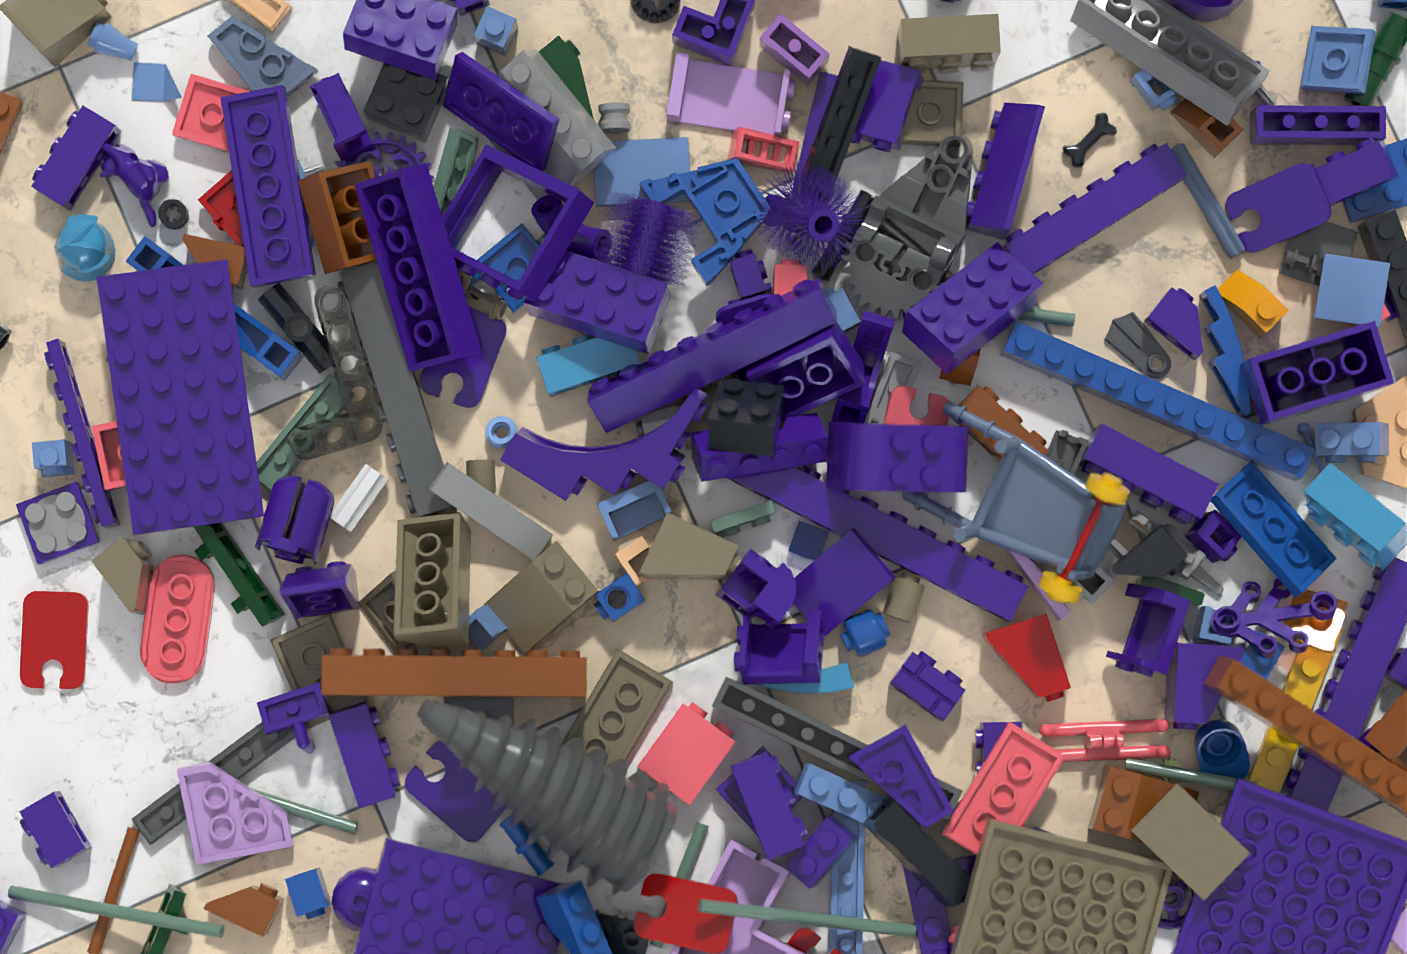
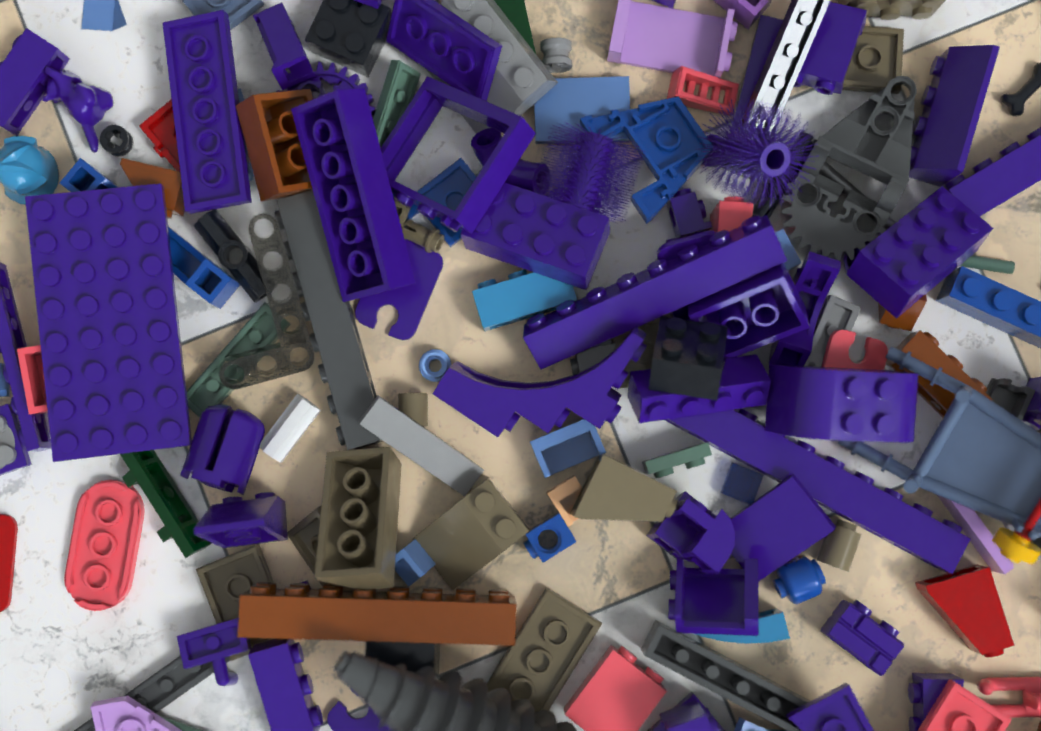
camera: 10 degrees right, 0 degrees up
(127, 571) = (49, 499): dark tan slope -> none
(201, 112) = (144, 41): coral plate -> none

